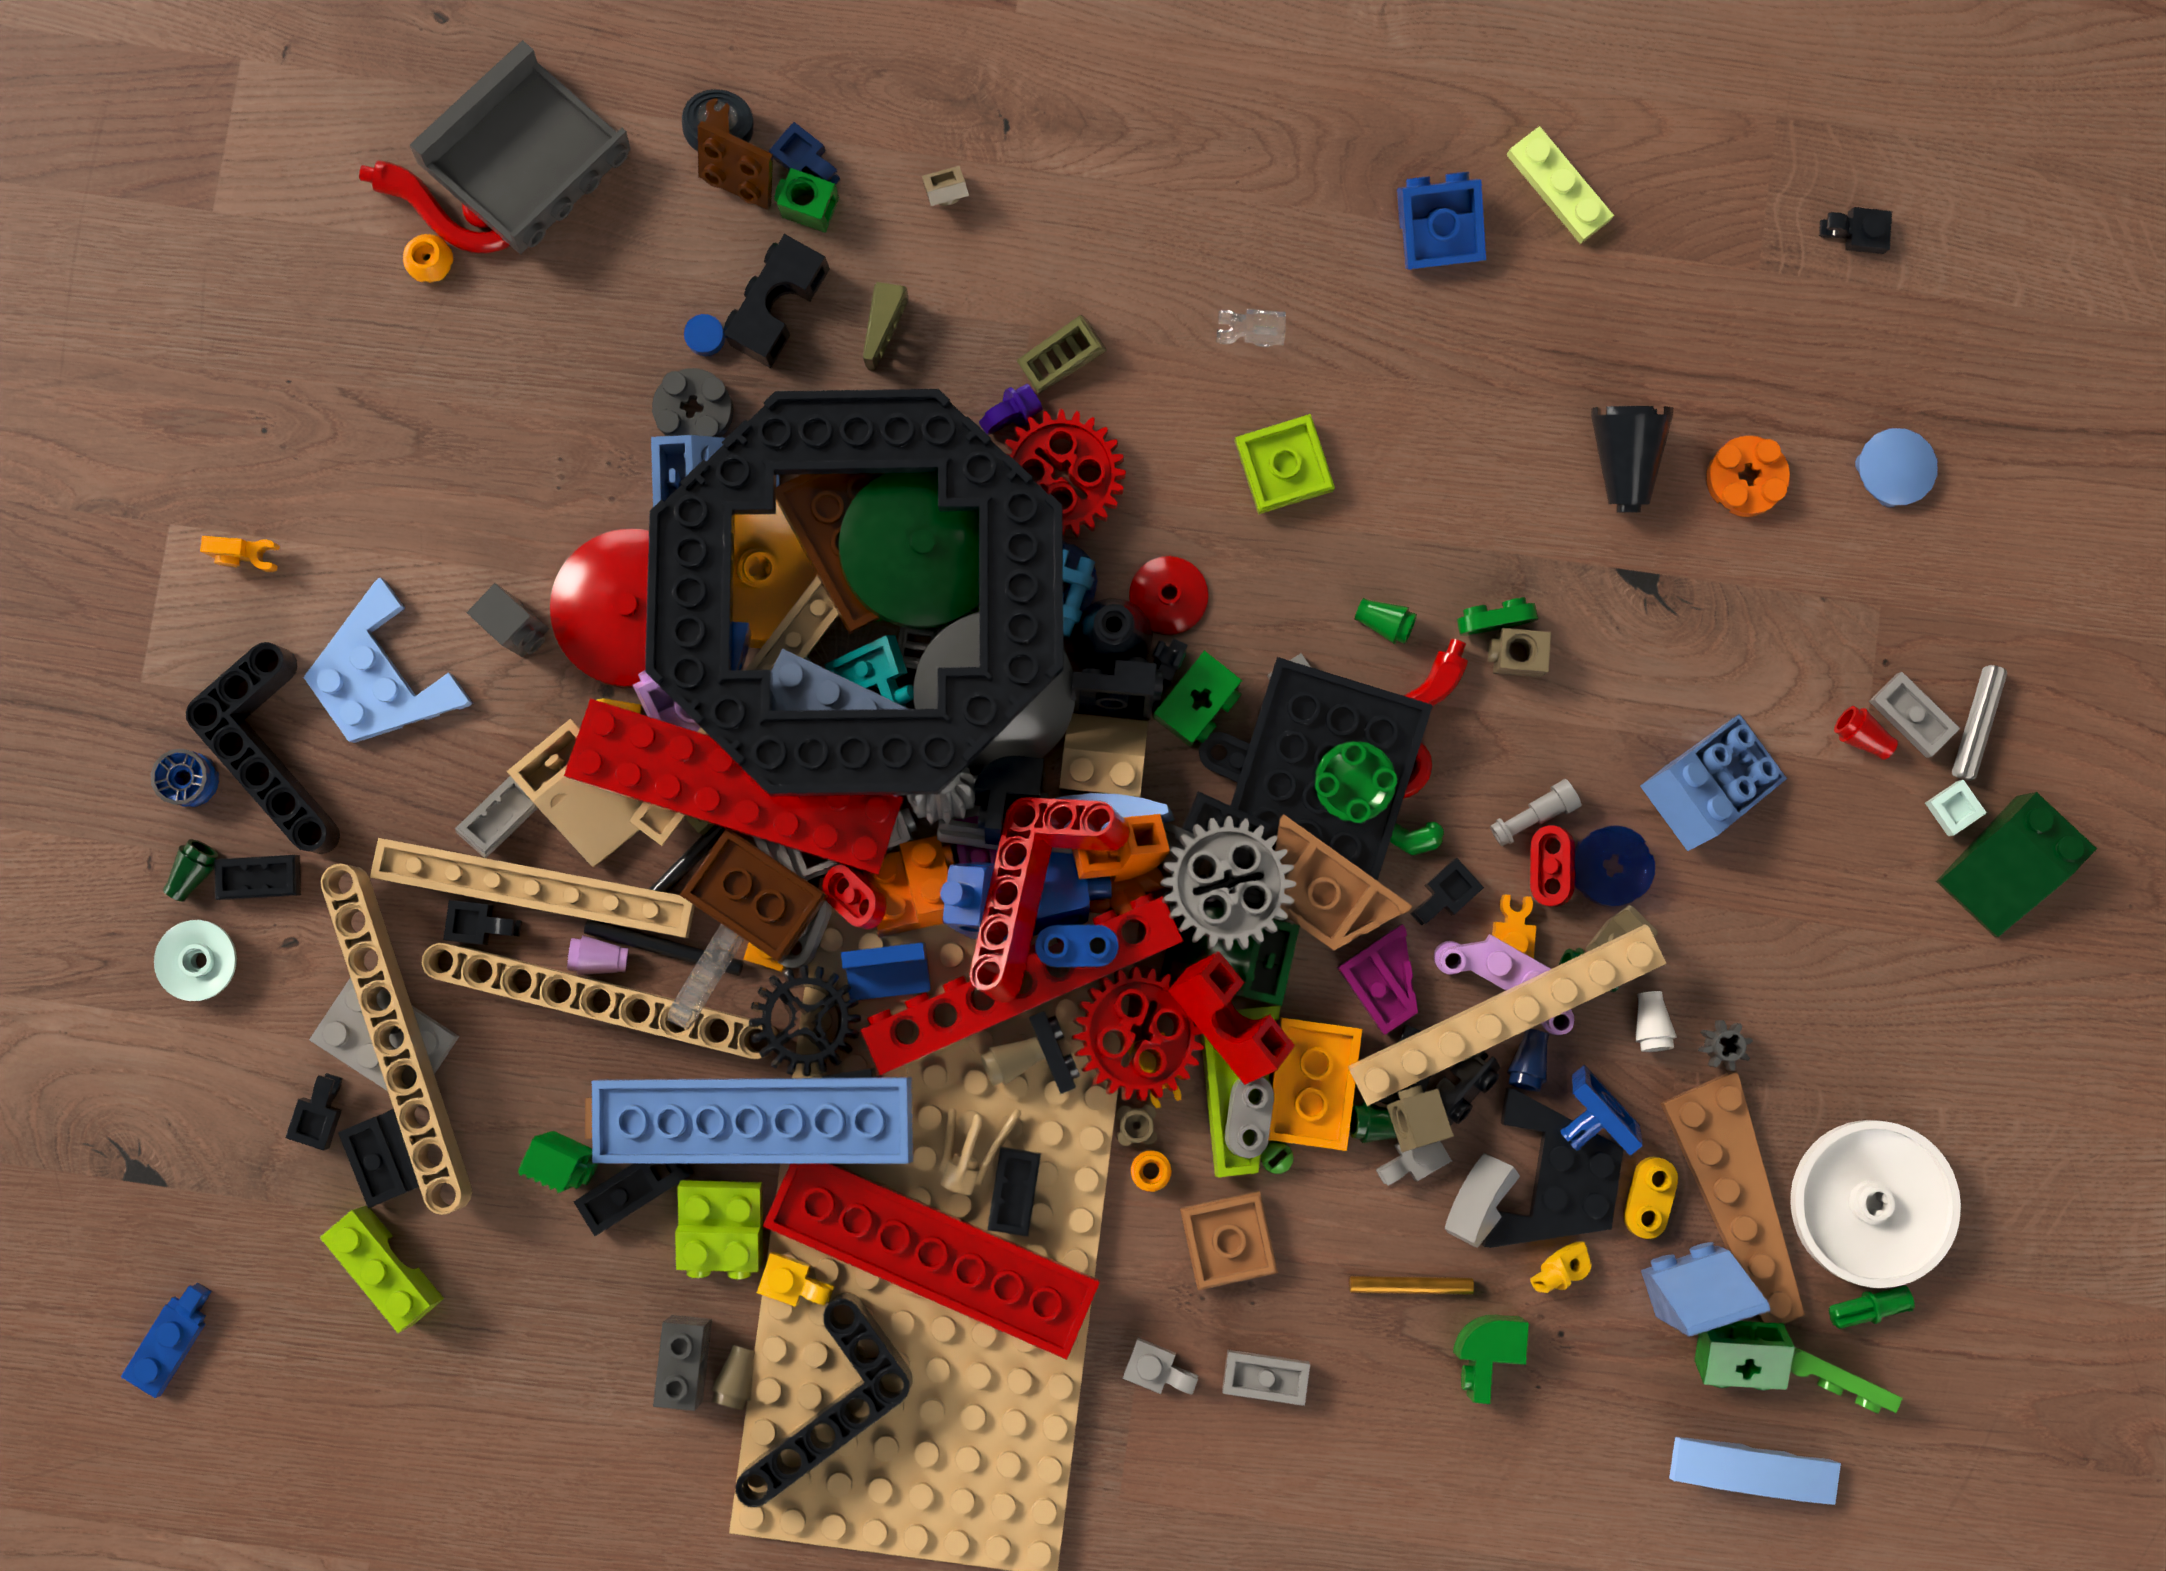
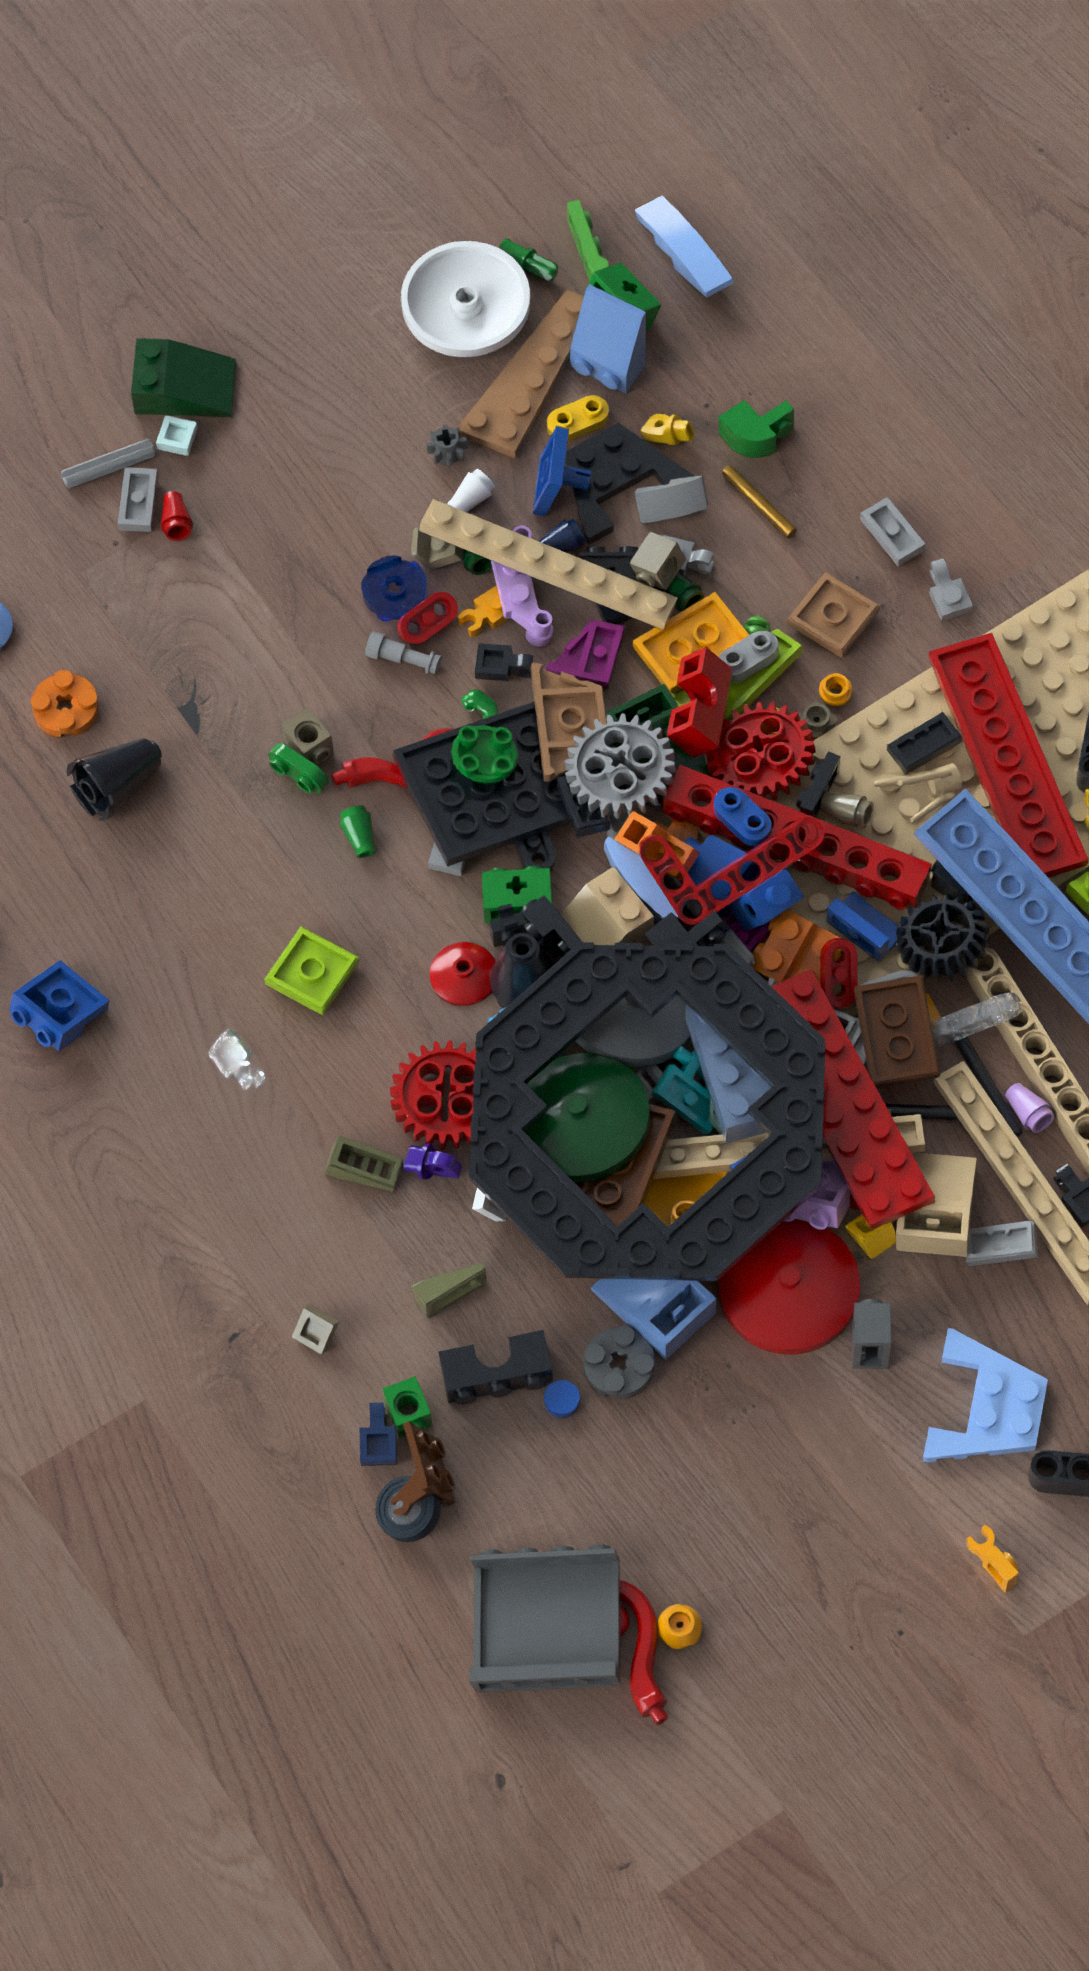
camera: 130 degrees left, 20 degrees down
(1713, 783) = (288, 572): medium blue slope -> none

